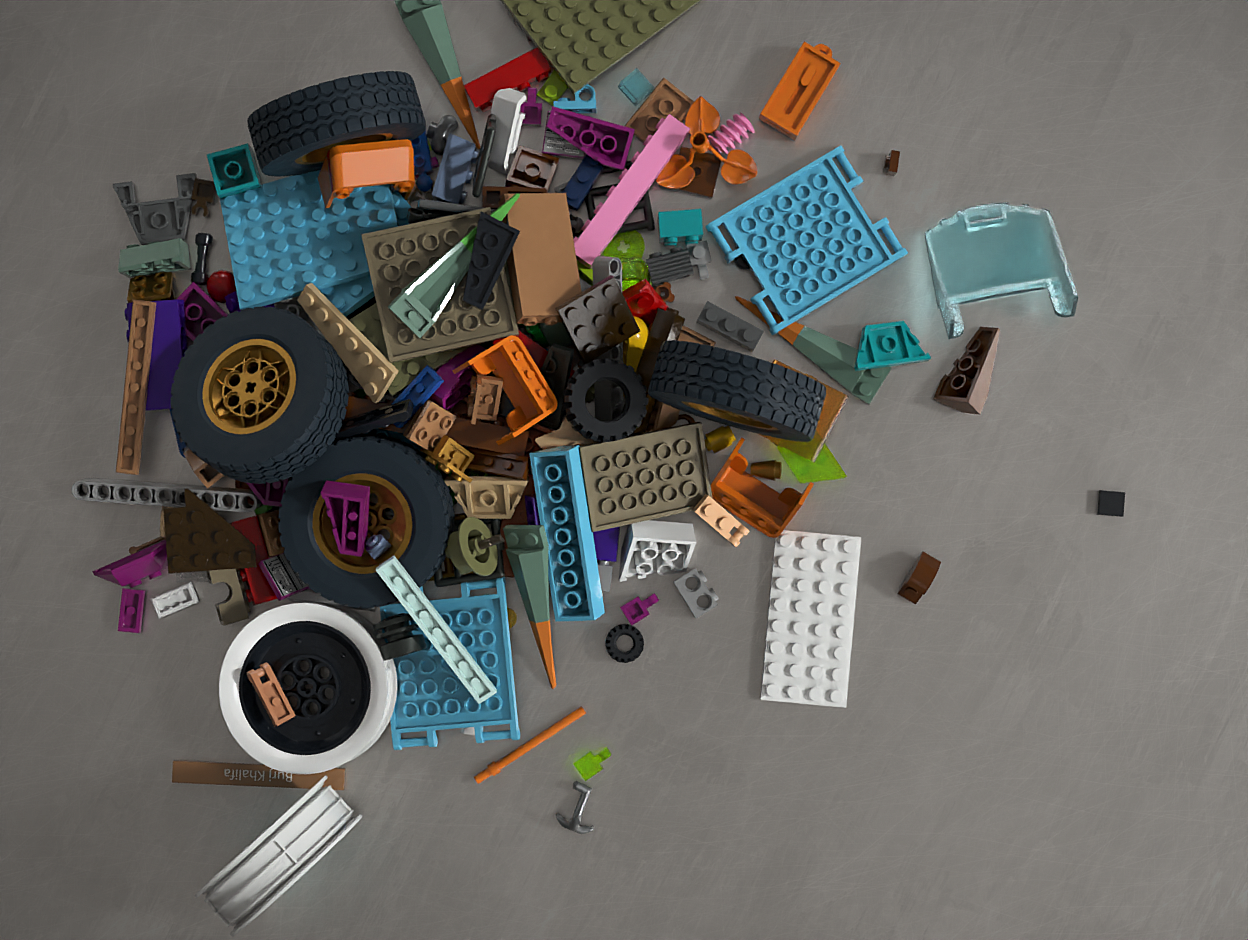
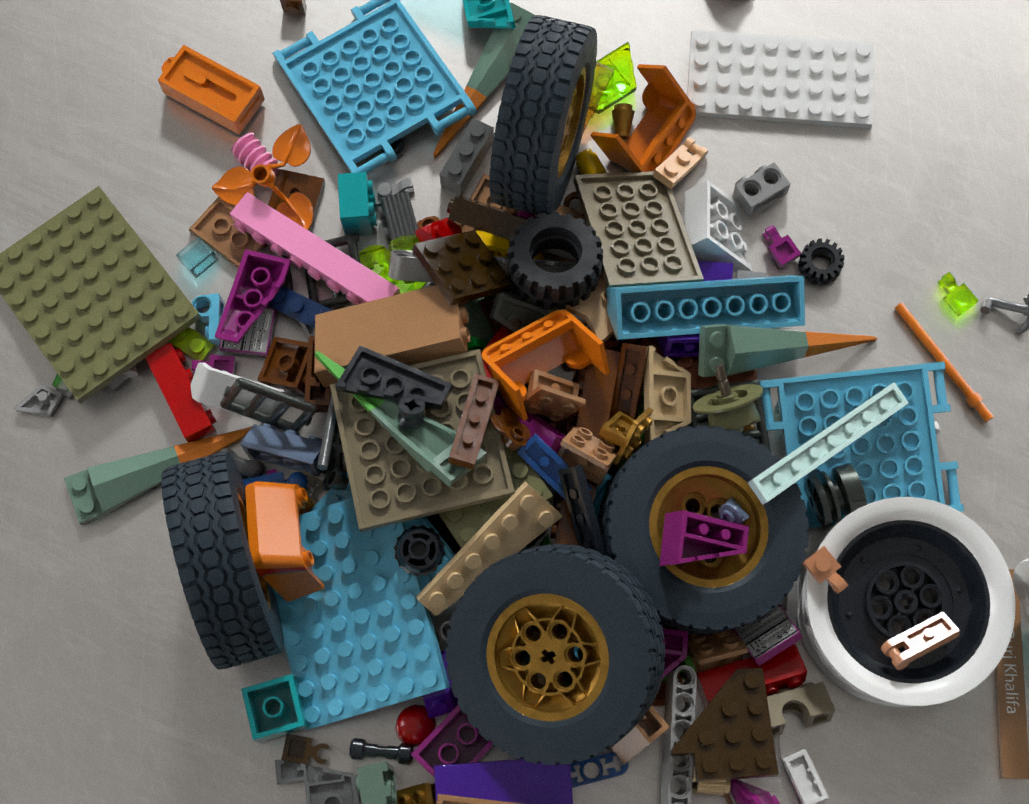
camera: 80 degrees left, 15 degrees down
(328, 617) = (823, 567): none -> nougat plate
(348, 285) = (419, 550): none -> black piece
(445, 327) = (473, 422): none -> reddish brown plate
(446, 359) = (513, 432): none -> reddish brown plate
(450, 275) = (411, 412): none -> black wheel

